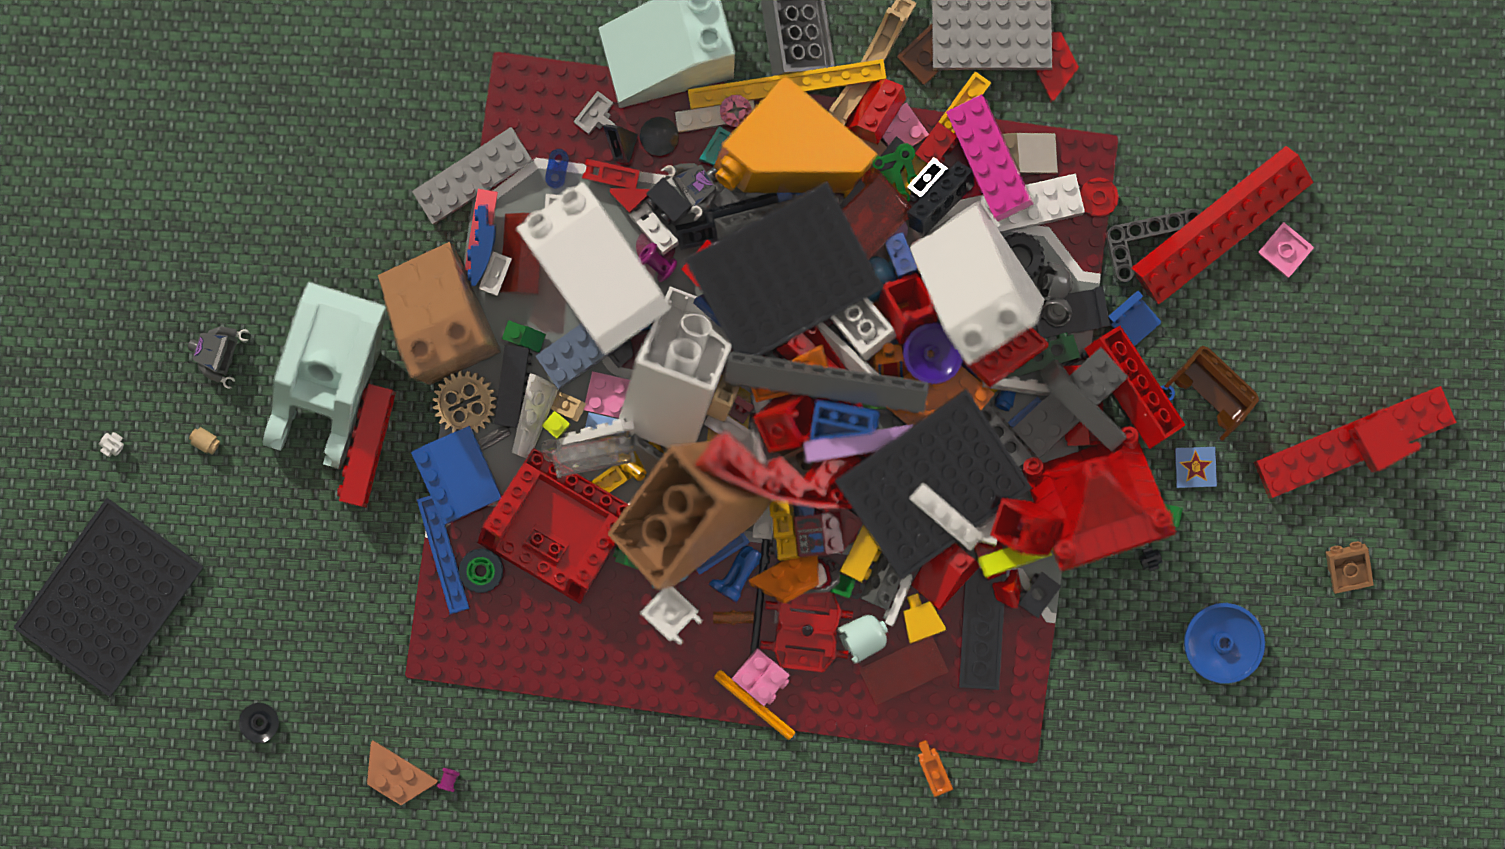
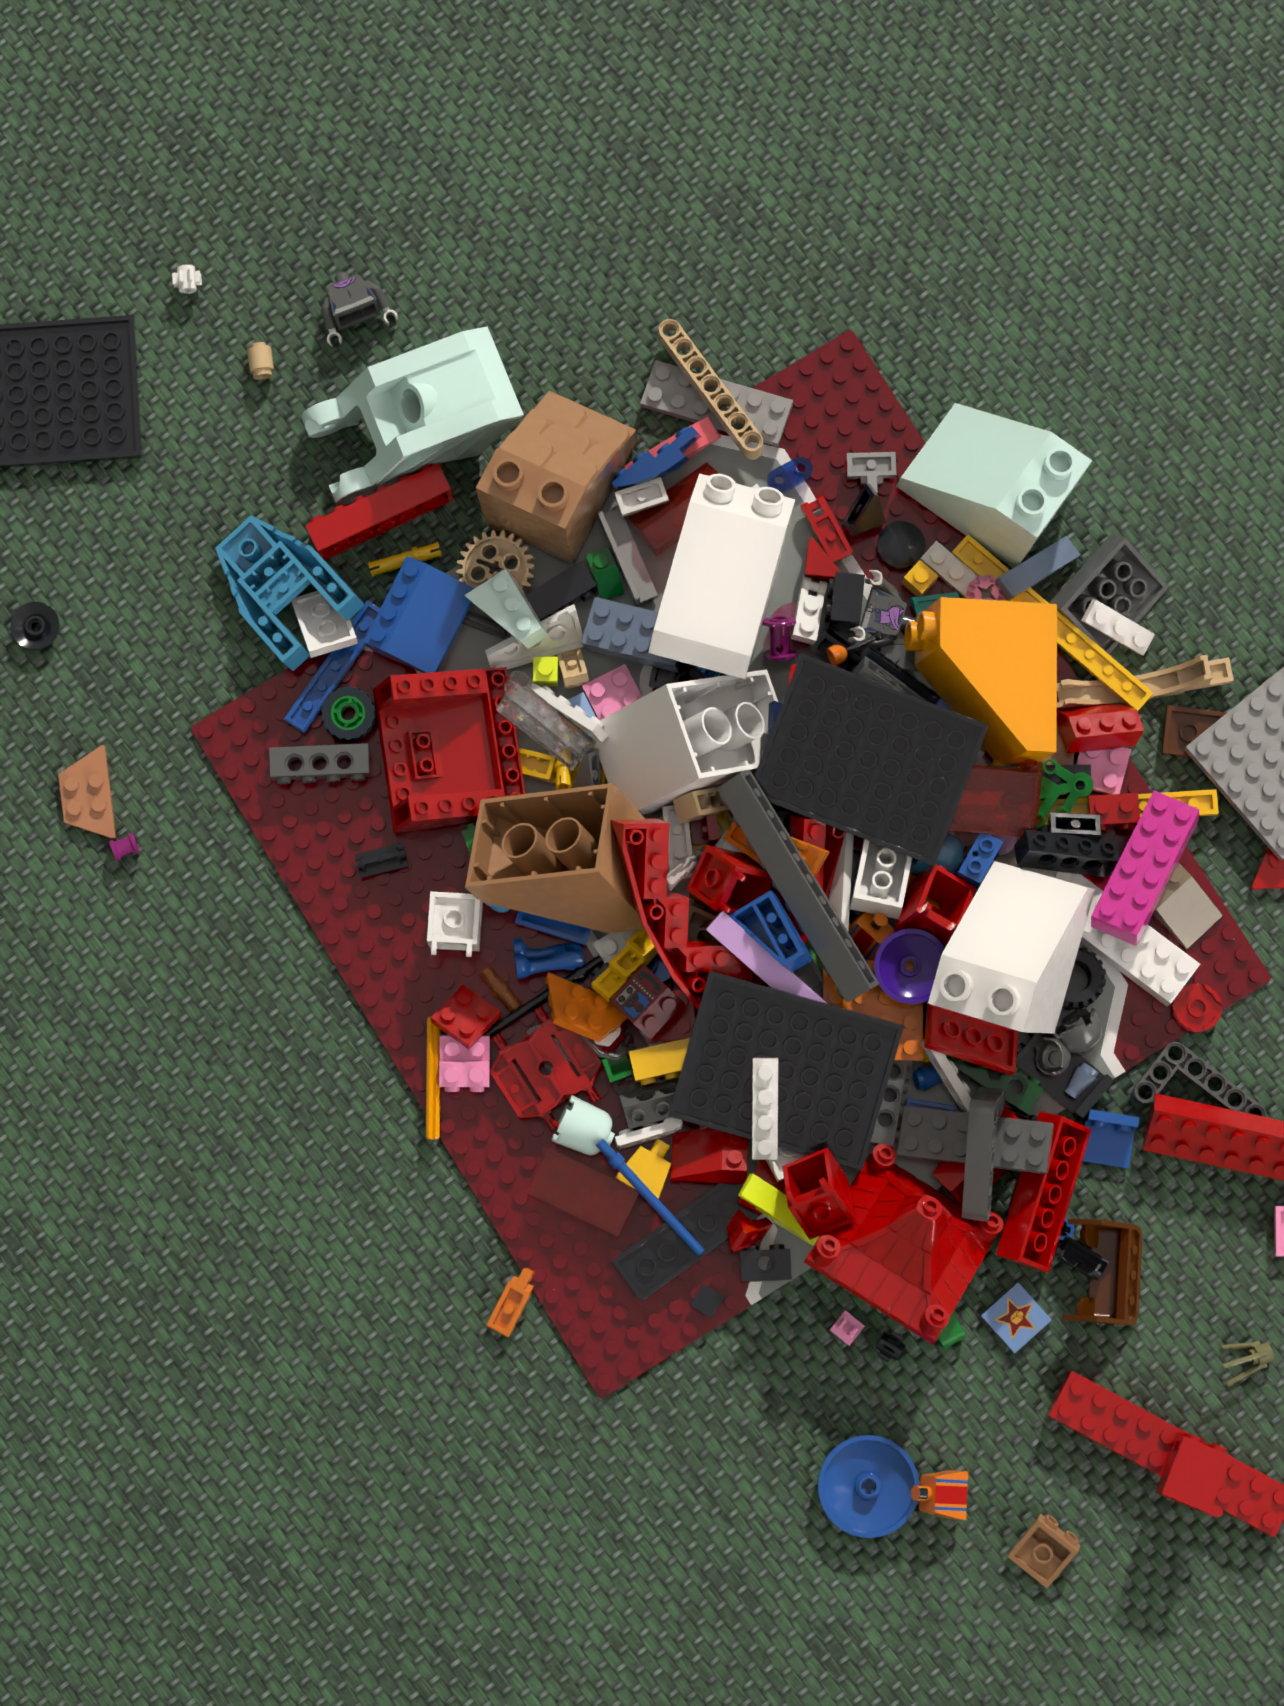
camera: 50 degrees right, 5 degrees down
(350, 547) = (268, 573): none -> dark azure wedge
(407, 458) = (395, 562): none -> yellow pin
(408, 538) = (322, 625): none -> white plate
(452, 172) = (714, 399): none -> tan beam
(474, 635) = (282, 757): none -> dark grey brick
(499, 415) = (508, 606): none -> light aqua wedge
(524, 313) = (627, 556): none -> light grey panel
(590, 625) = (381, 860): none -> black hinge
(691, 143) = (920, 579): none -> yellow brick
(699, 234) = (838, 654): none -> hinge
(733, 653) = (465, 1016): none -> red plate
(745, 64) = (1037, 568): none -> sand blue tile
(823, 45) = (1117, 627): none -> white plate
(903, 634) = (616, 1160): none -> blue bar
(1031, 648) = (707, 1301): none -> black tile
(1085, 305) = (1081, 1080): none -> sand blue cone
(1117, 576) = (847, 1328): none -> bright pink tile
(1184, 399) = (1091, 1263): none -> black hinge
(1266, 601) = (943, 1494): none -> orange torso
(1340, 339) = (1259, 1354): none -> olive plant

